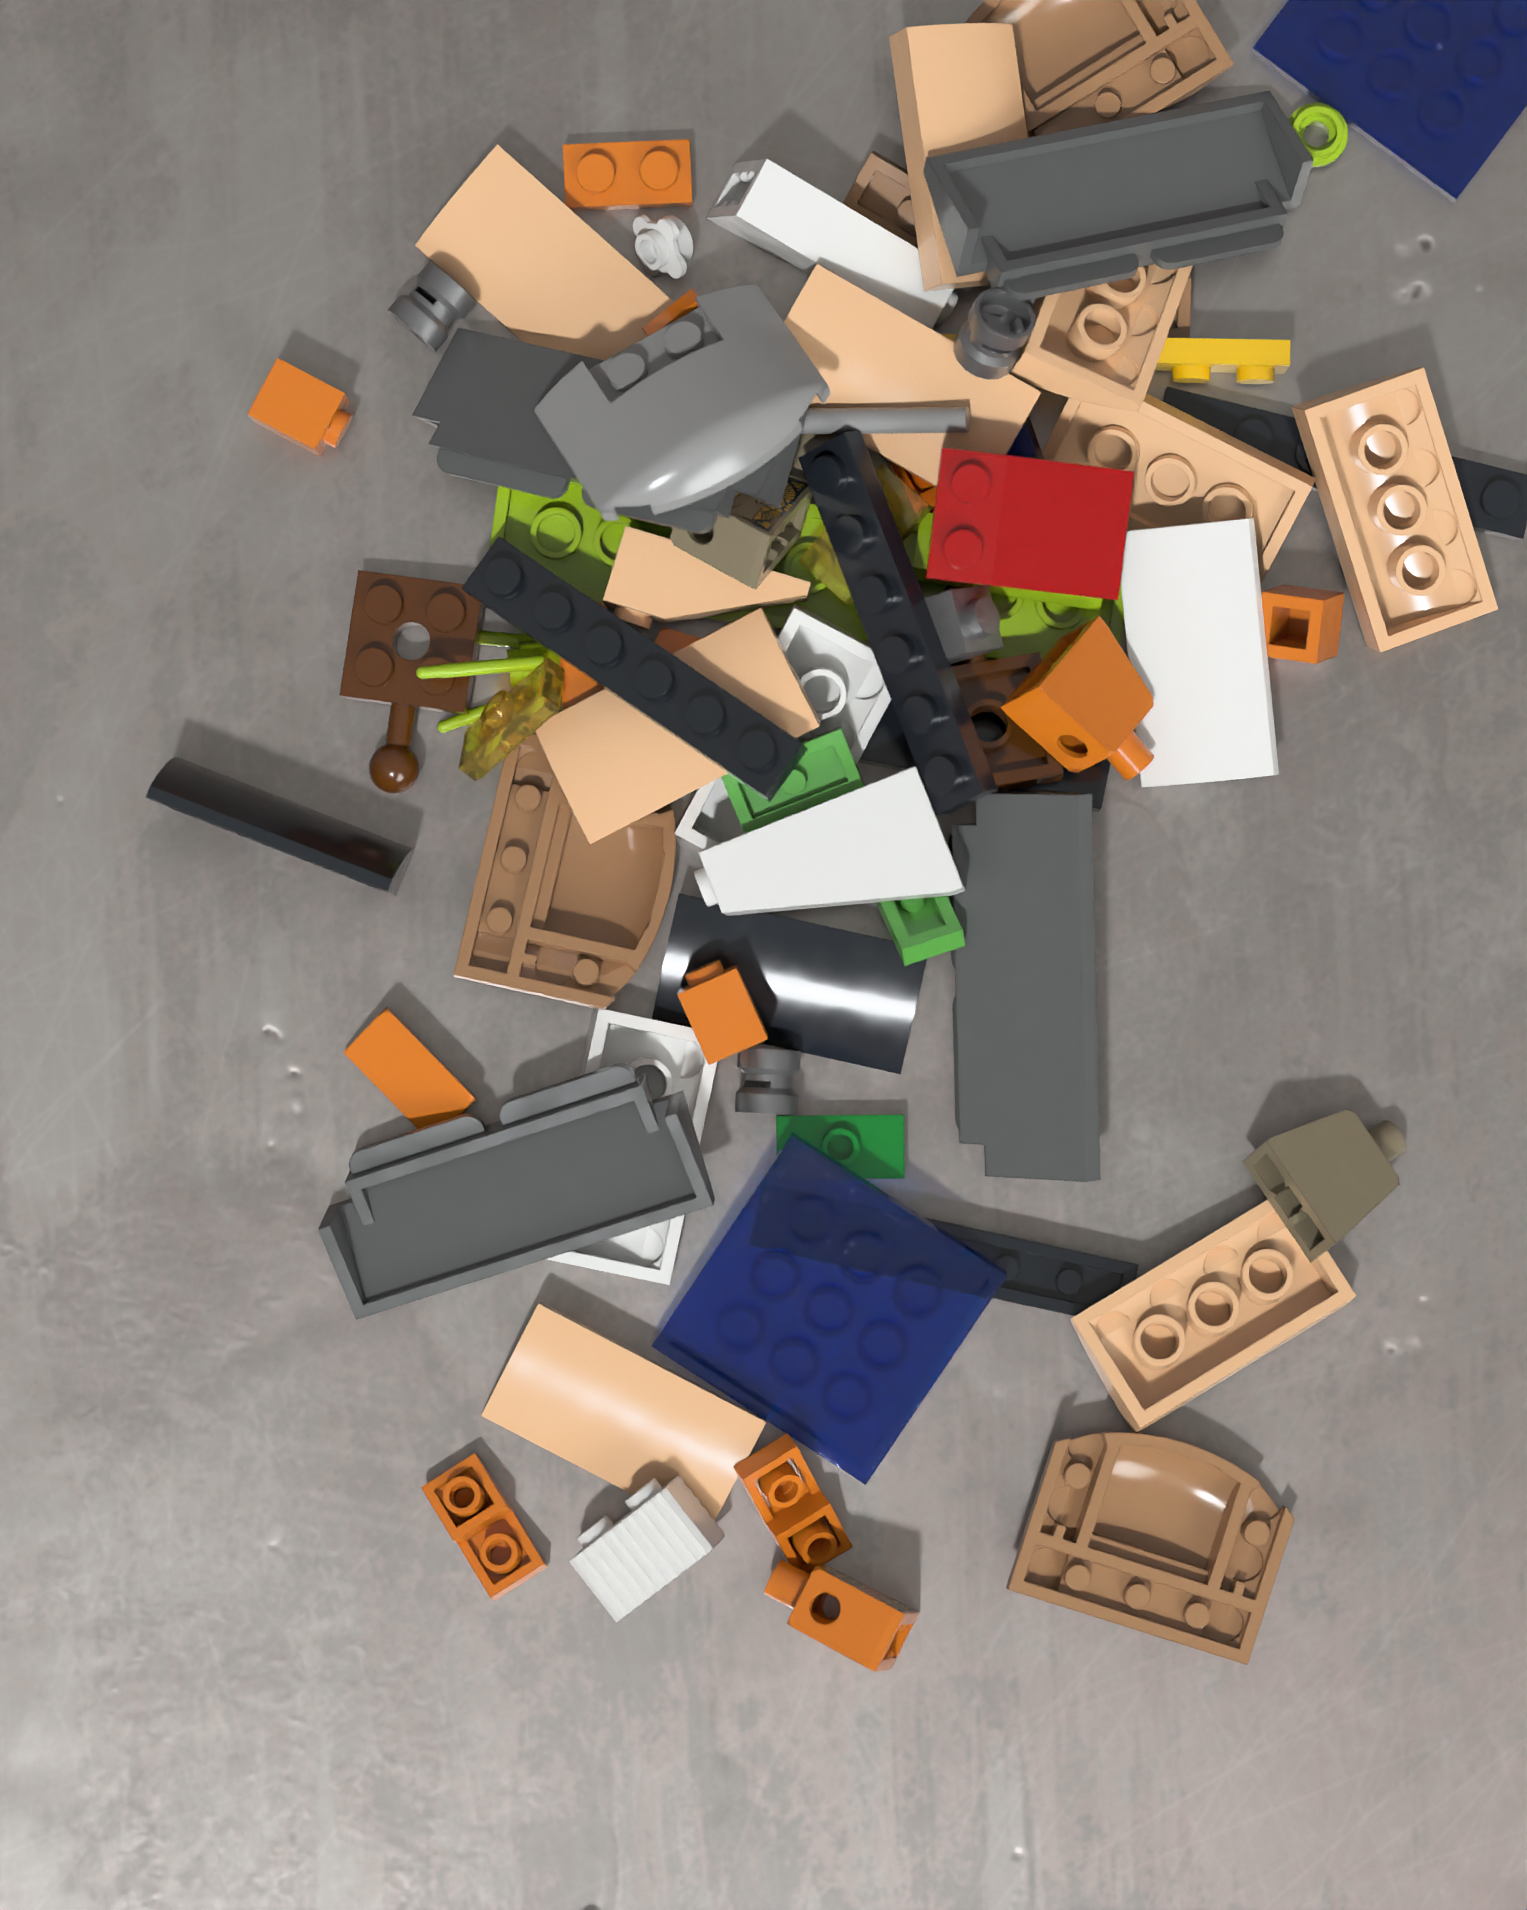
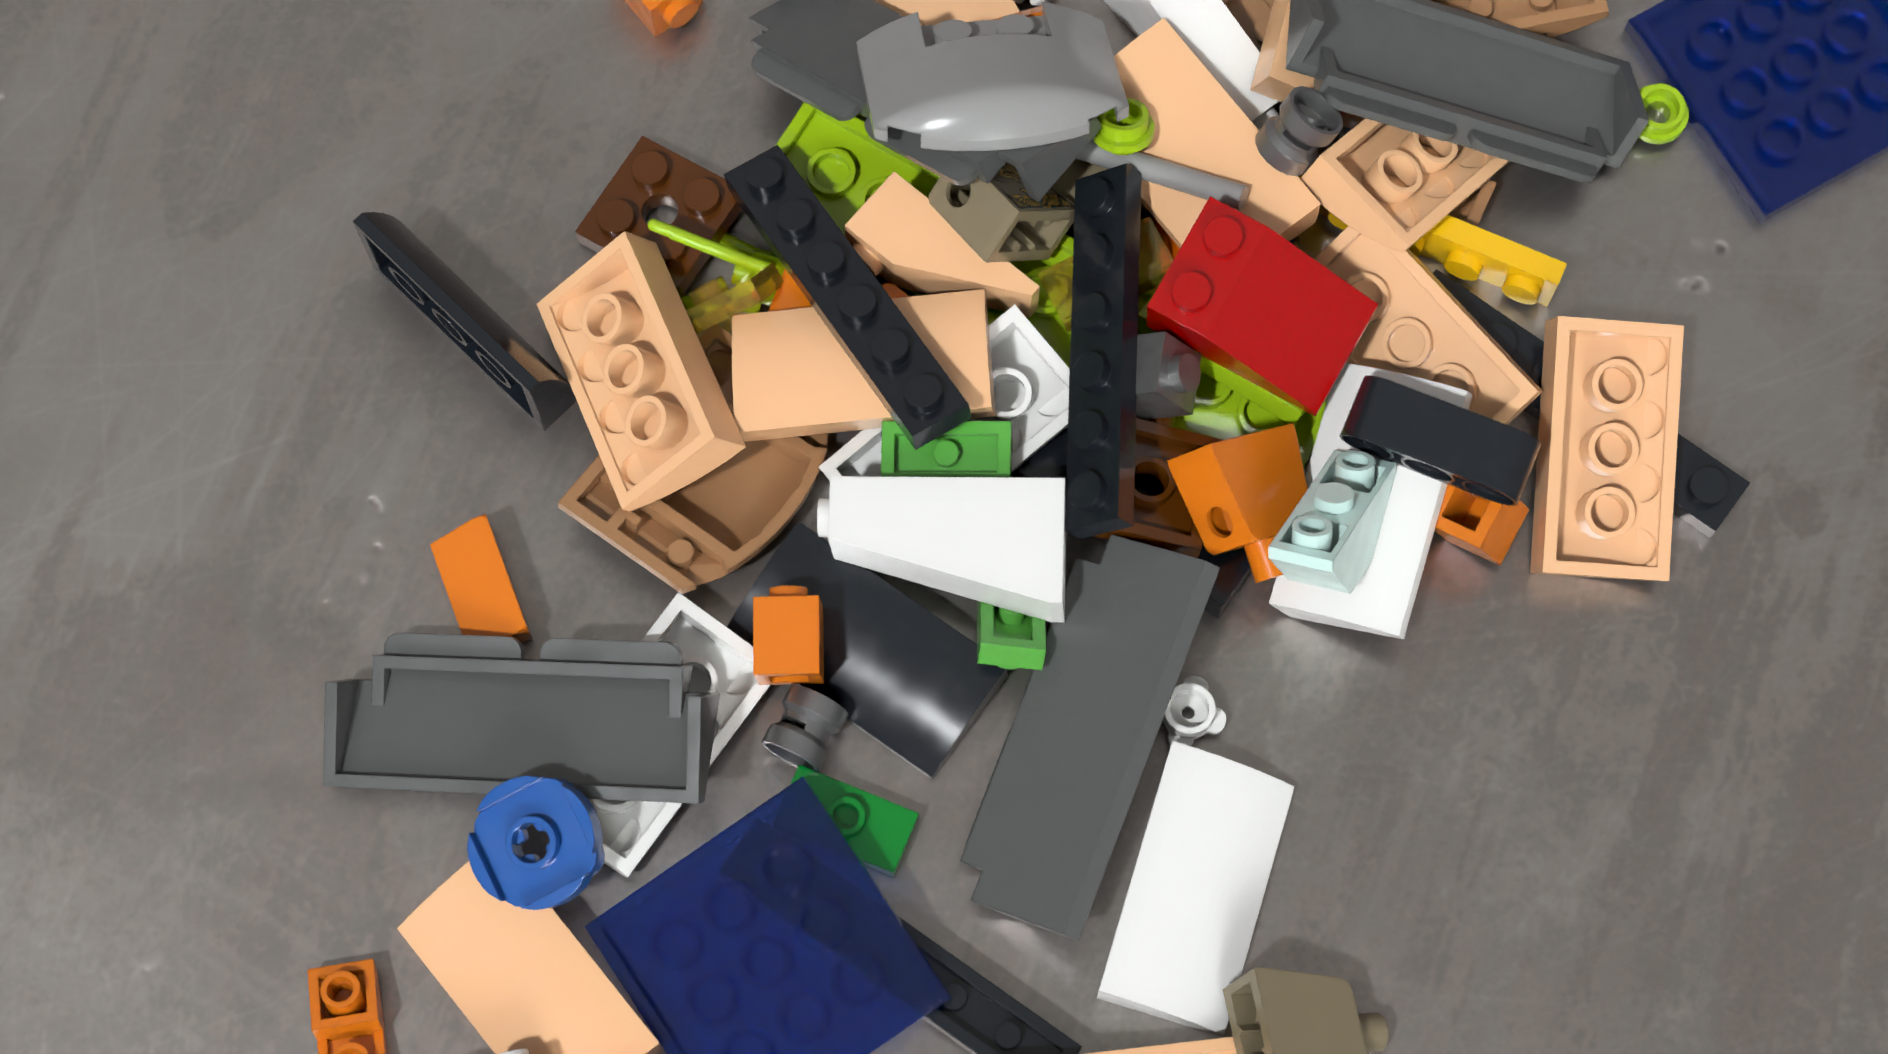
camera: 20 degrees right, 15 degrees down
(472, 819) = (639, 372): none -> light nougat slope
(580, 1262) = (500, 829): none -> blue plate
(838, 407) = (1128, 134): none -> lime plate
(1125, 914) = (1206, 717): none -> white plate
(1178, 701) = (1336, 523): none -> light aqua slope
(1180, 1076) = (1196, 889): none -> white slope
(1243, 584) = (1440, 440): none -> black beam

